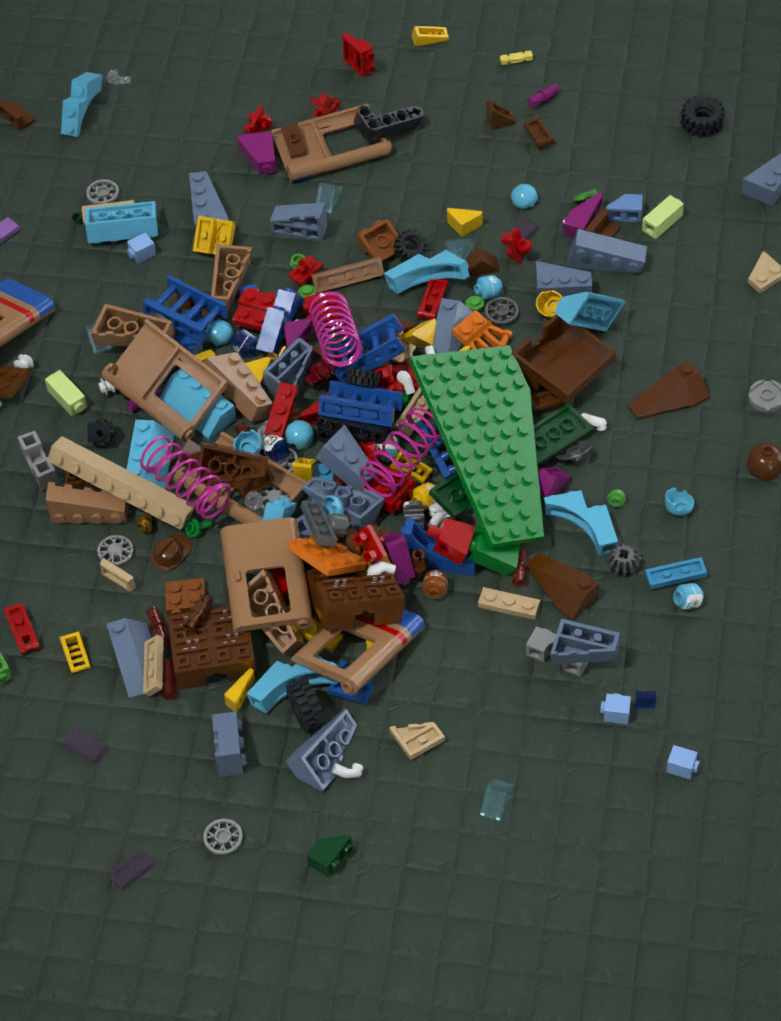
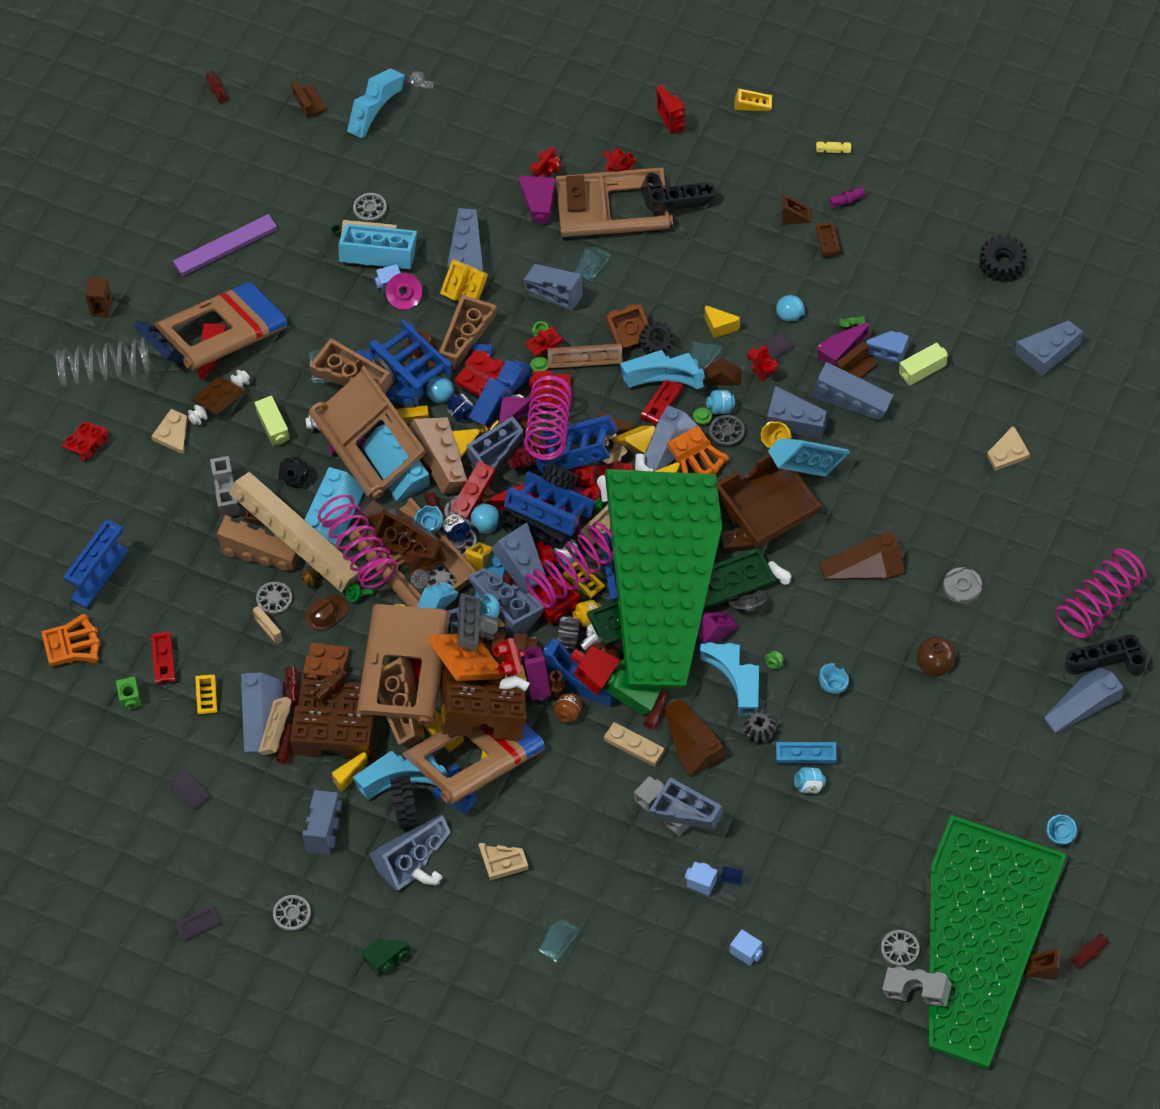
camera: 15 degrees right, 5 degrees up
(167, 254) = (405, 300): none -> dark pink dish

